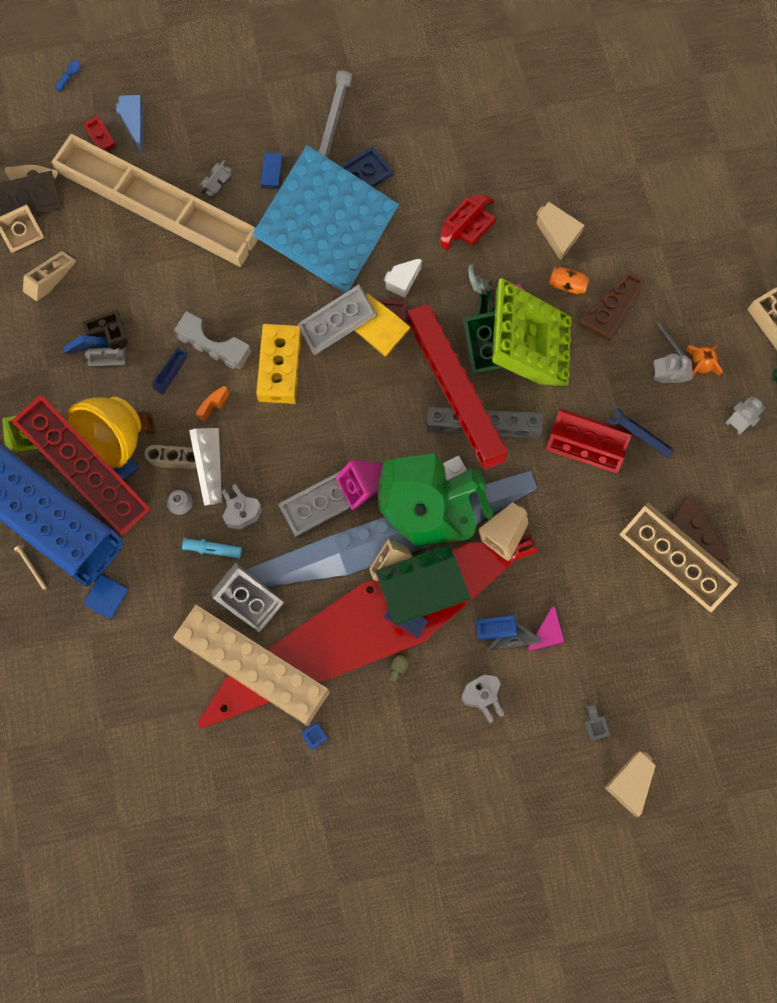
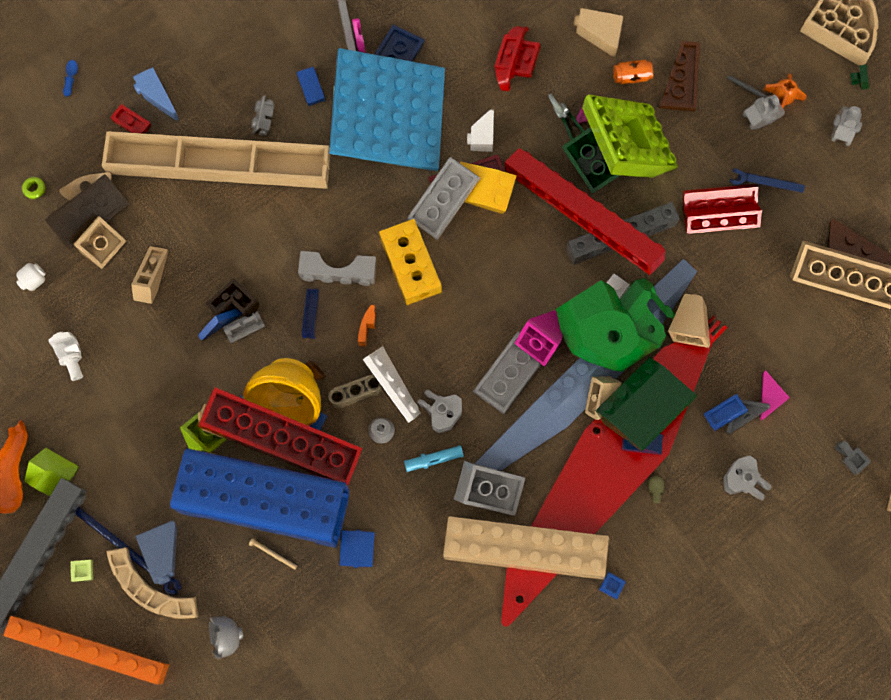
camera: 25 degrees left, 0 degrees up
(334, 143) = (358, 35): none -> dark pink tile

